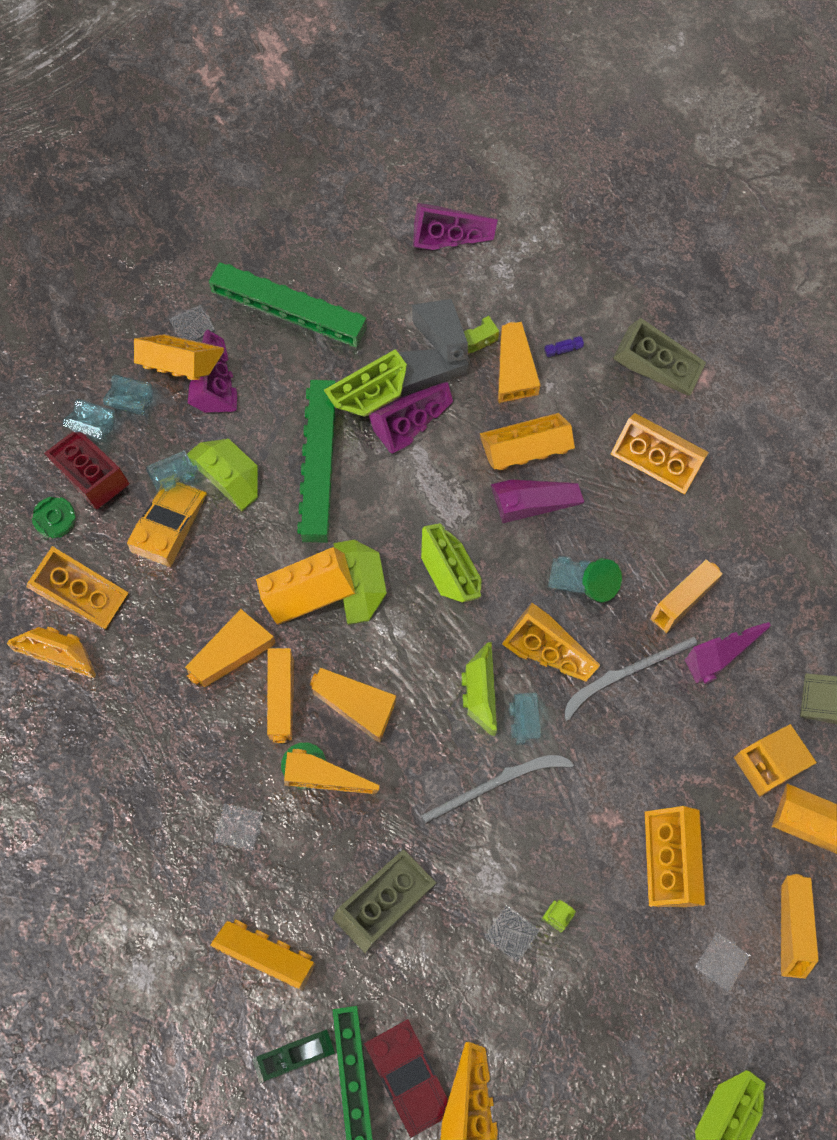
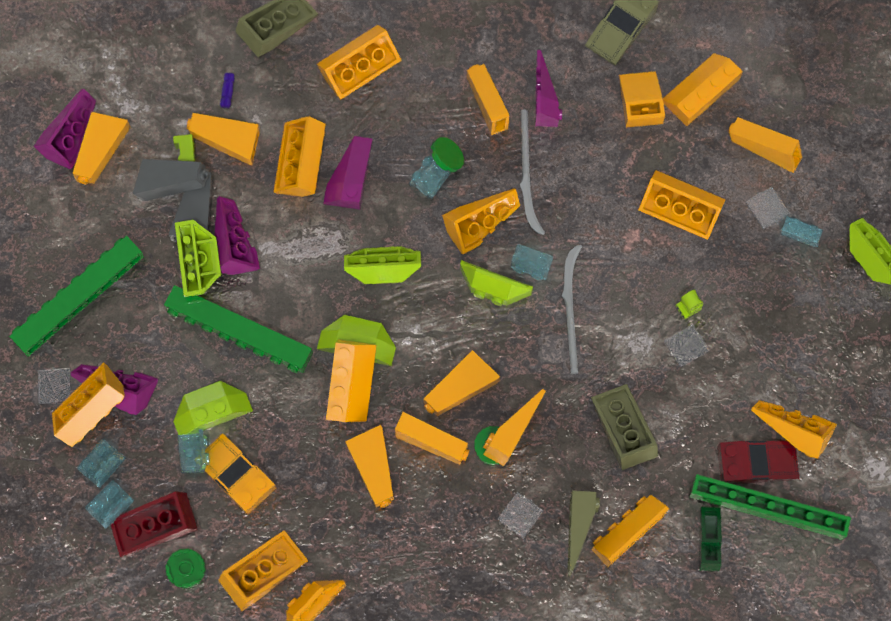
camera: 65 degrees left, 5 degrees up
(253, 893) = (582, 510): none -> olive slope
(446, 258) = (99, 144): none -> light orange slope
(709, 1013) = (801, 231): none -> clear light blue bracket

